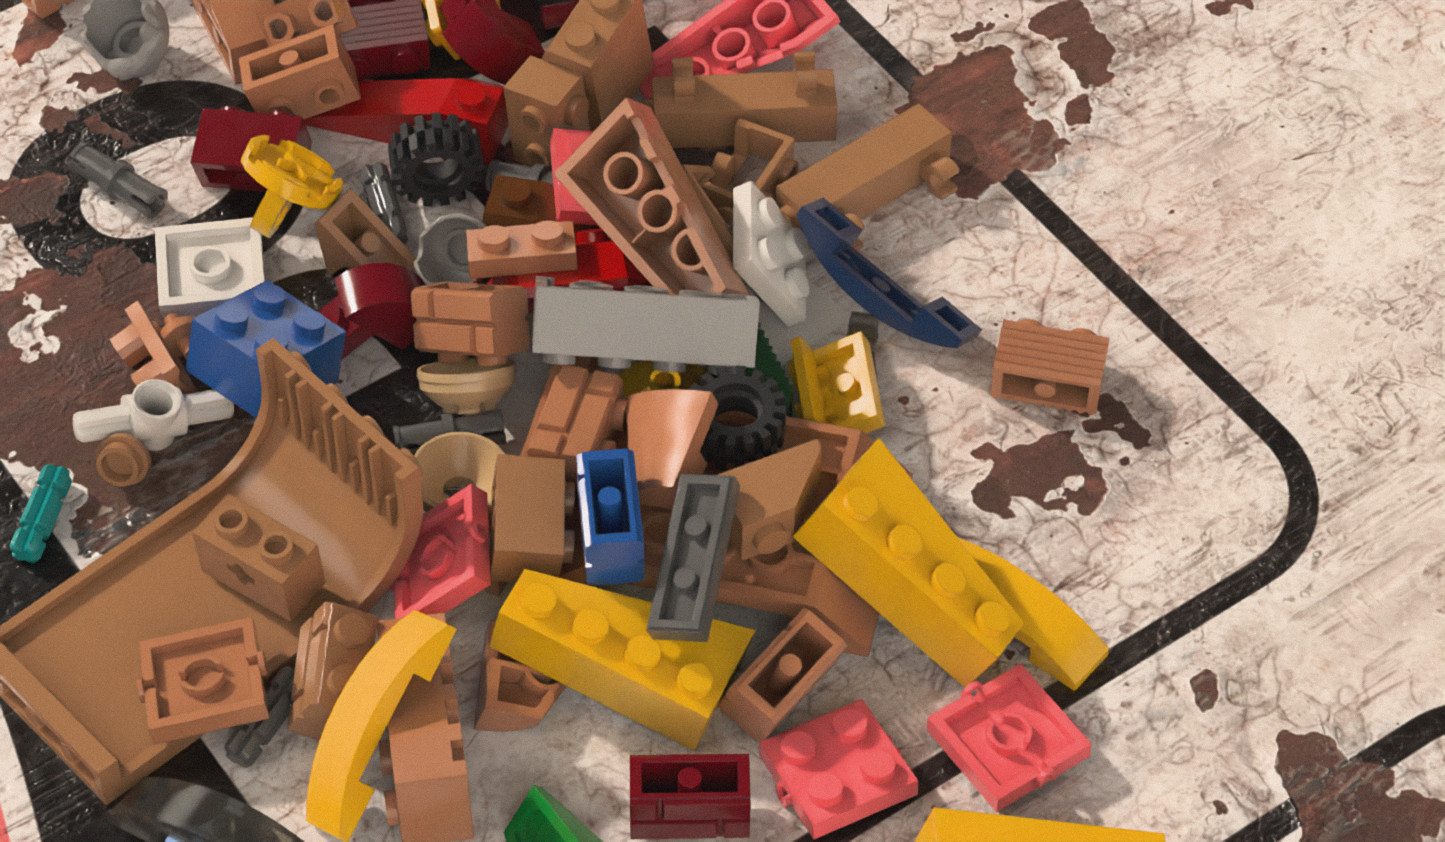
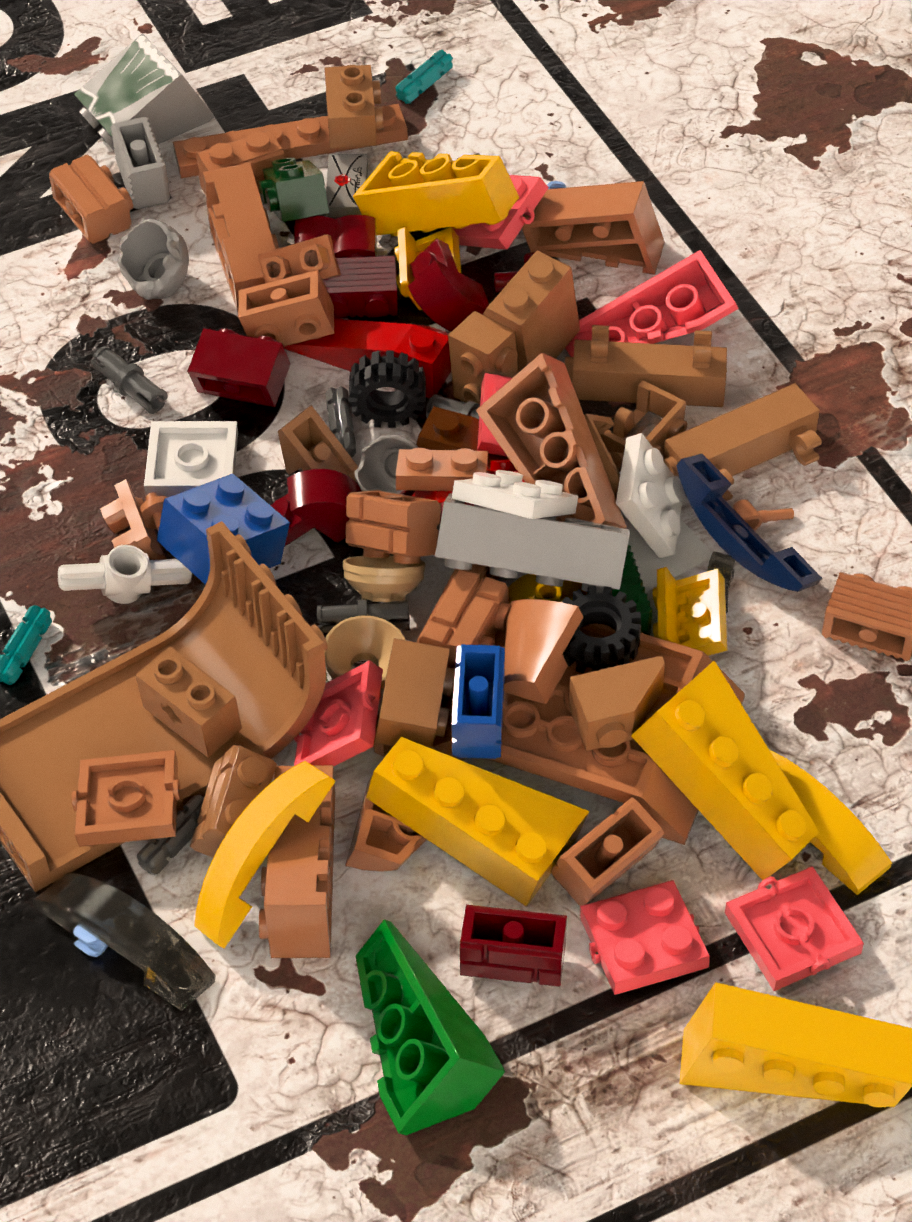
camera: 10 degrees right, 0 degrees up
(122, 459) = (94, 608): medium nougat plate -> none
(291, 177) = (263, 391): yellow tile -> none
(608, 269) = (510, 495): none -> white plate
(693, 558) = (542, 744): dark grey tile -> none
(895, 267) = (756, 518): none -> nougat hand

